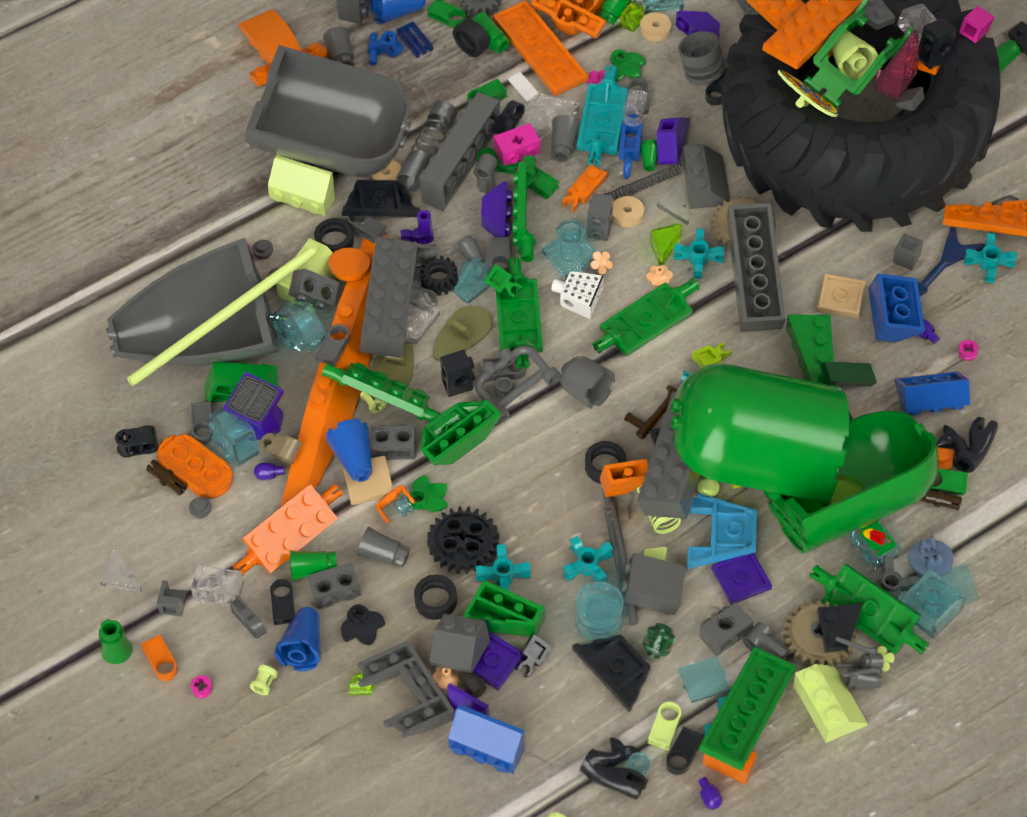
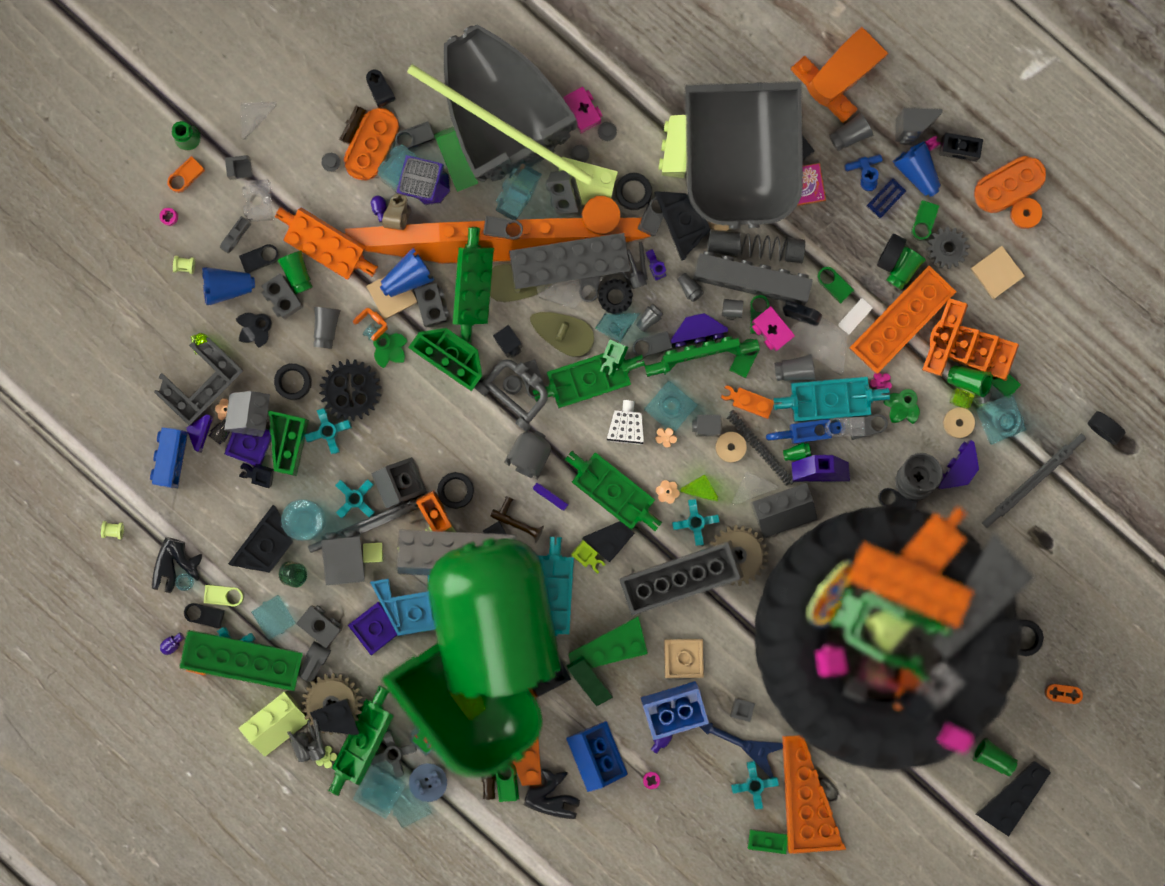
camera: 75 degrees right, 30 degrees up
(451, 210) = (691, 289): none -> dark grey cone
(582, 516) = (399, 482): none -> dark grey slope
(637, 369) = (550, 496): none -> dark purple tile
(697, 333) = (609, 540): none -> black wing
(876, 109) = (831, 661): none -> dark pink brick

